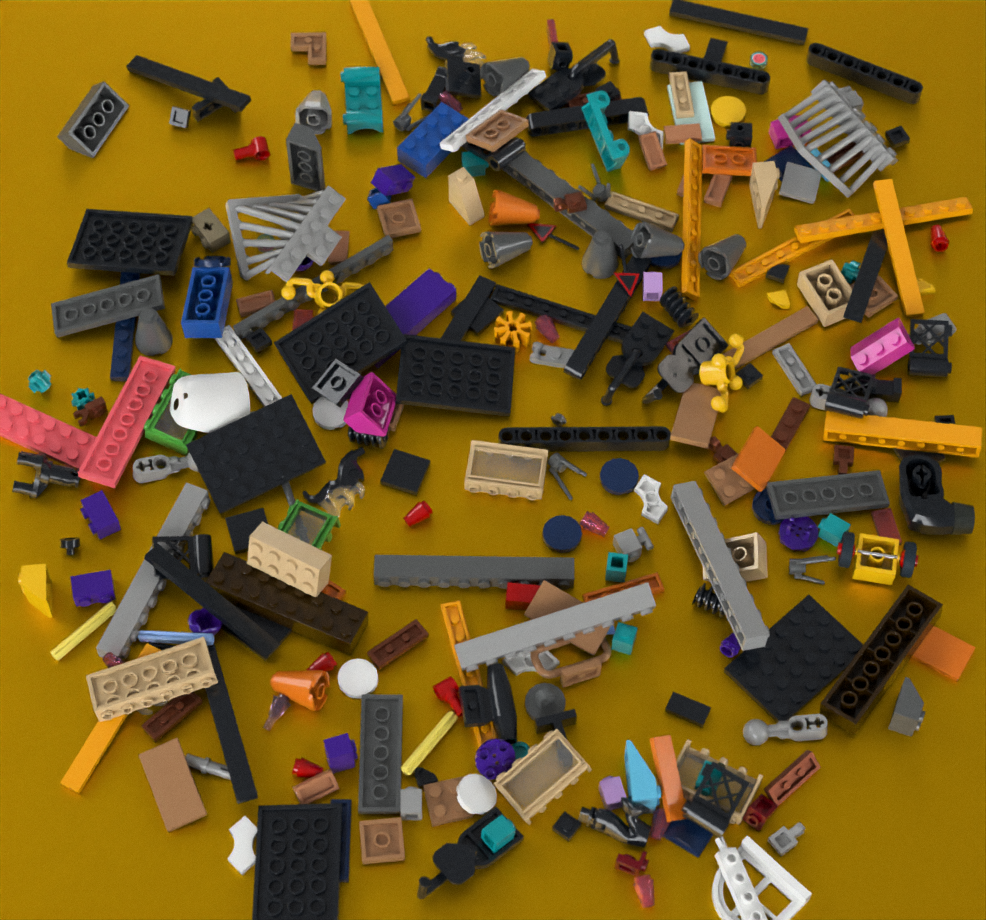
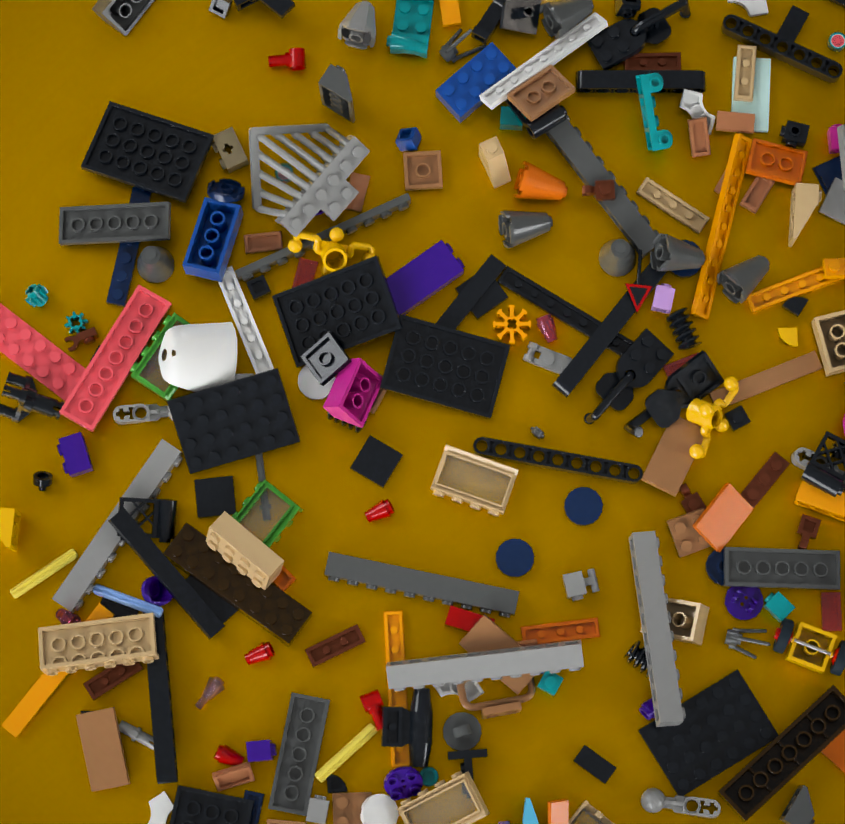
camera: 15 degrees right, 20 degrees up
(93, 588) = (58, 532): dark purple brick -> none
(303, 687) = (237, 675): orange cone -> none
(343, 489) = (311, 469): piece -> none
(357, 678) = (291, 672): white tile -> none
(393, 180) = (424, 127): dark purple brick -> none
(450, 101) = (501, 40): clear pink cone -> none
(542, 231) = (567, 210): piece -> none
(559, 463) = (527, 482): dark grey plant -> none
(594, 524) = (546, 553): clear pink cone -> none
(600, 192) = (634, 176): dark grey plant -> none
(611, 90) = (668, 58): black plate -> none
(616, 567) = (558, 608): teal brick -> none
(654, 507) = (608, 526): white tile -> none
(727, 110) = (790, 100): yellow tile -> none
(794, 369) = (784, 419): light grey tile -> none

